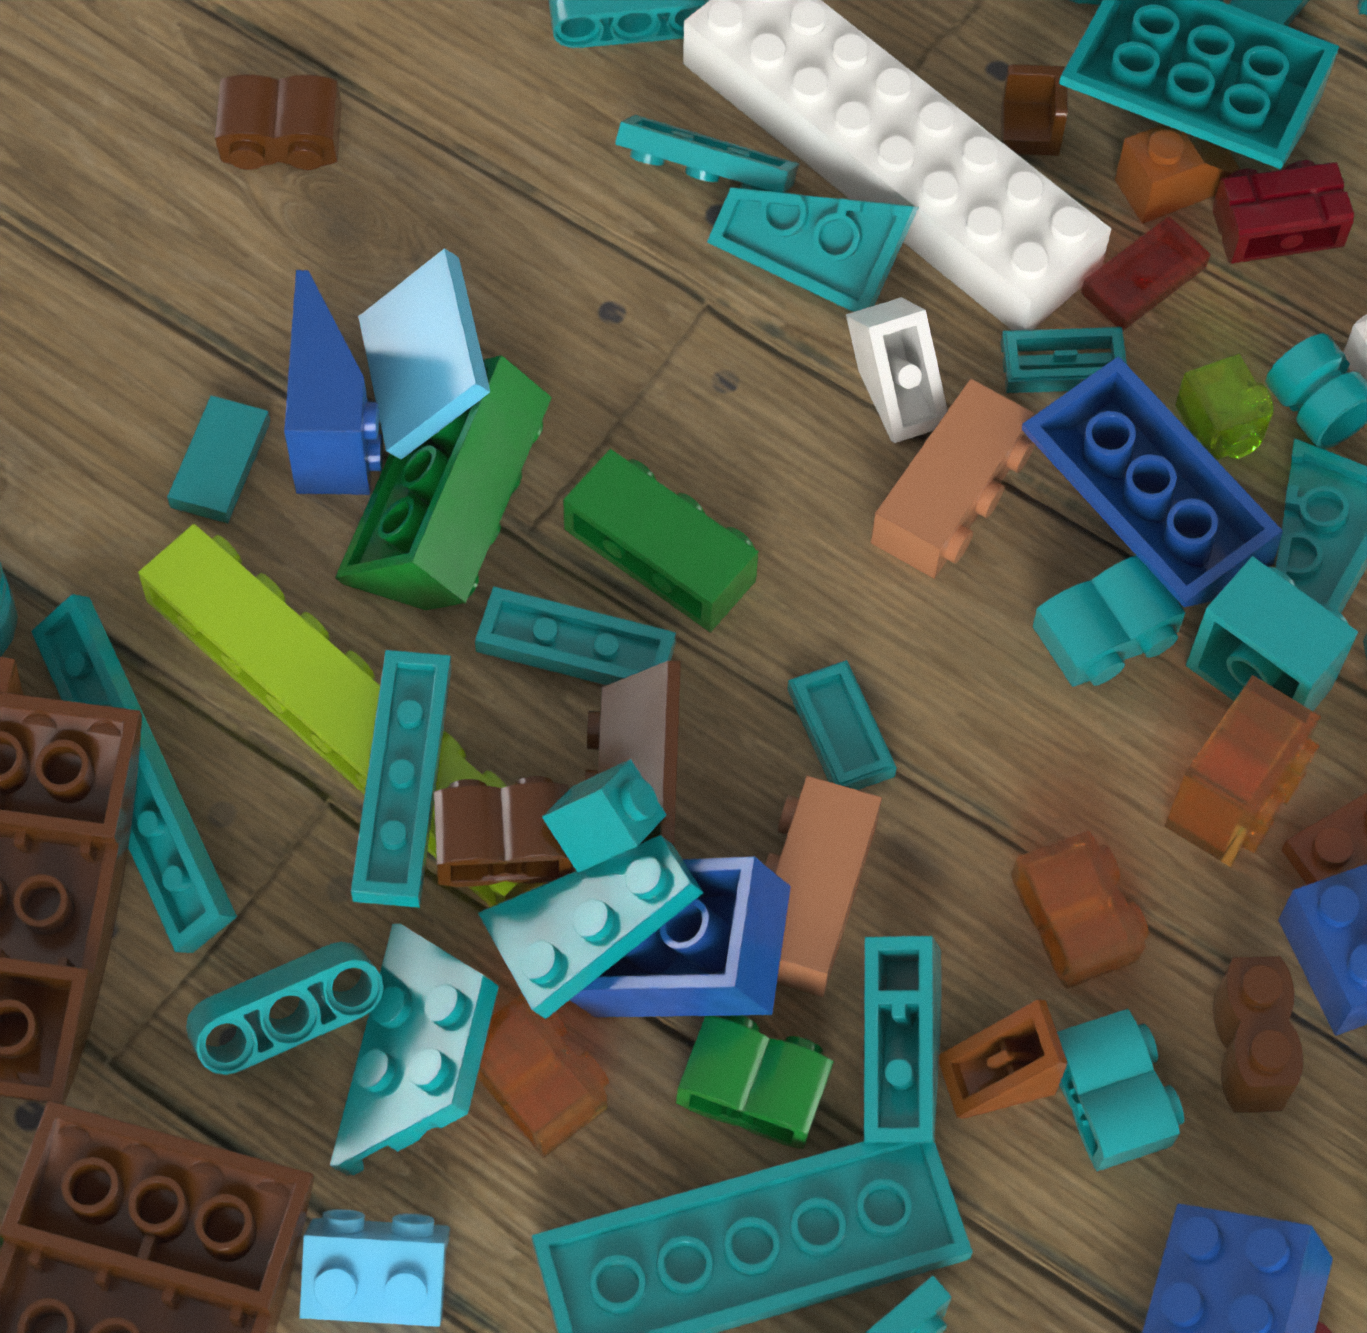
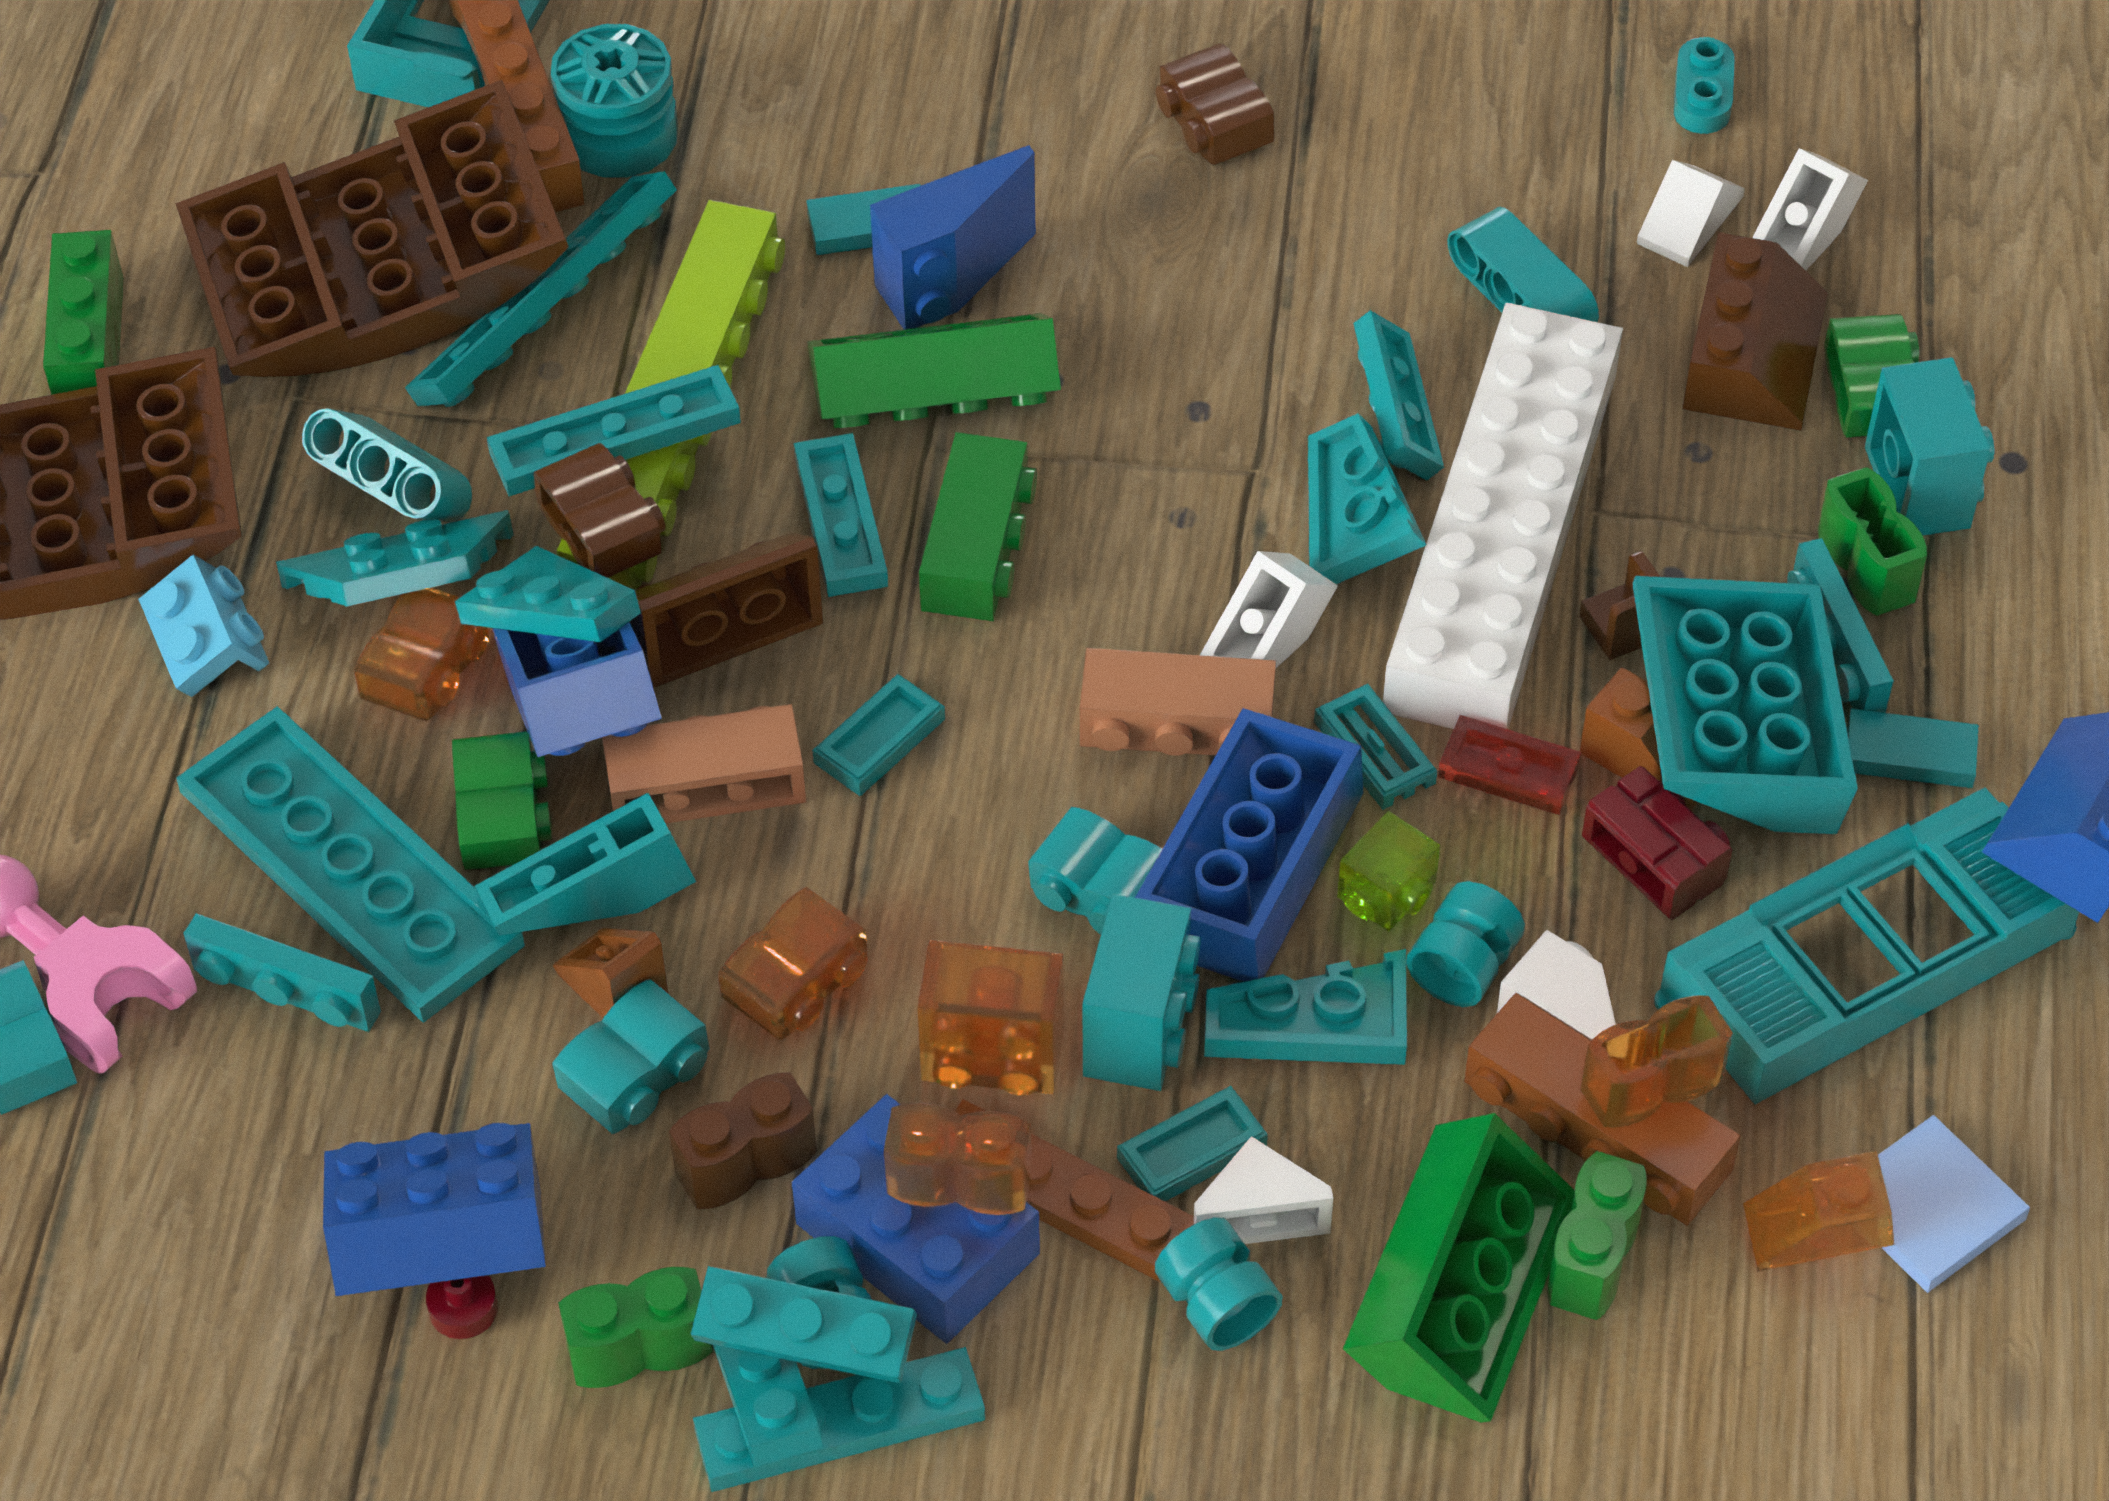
camera: 65 degrees right, 10 degrees down
(423, 354) = (1036, 282): medium azure tile -> none
(604, 816) = (634, 549): teal brick -> none

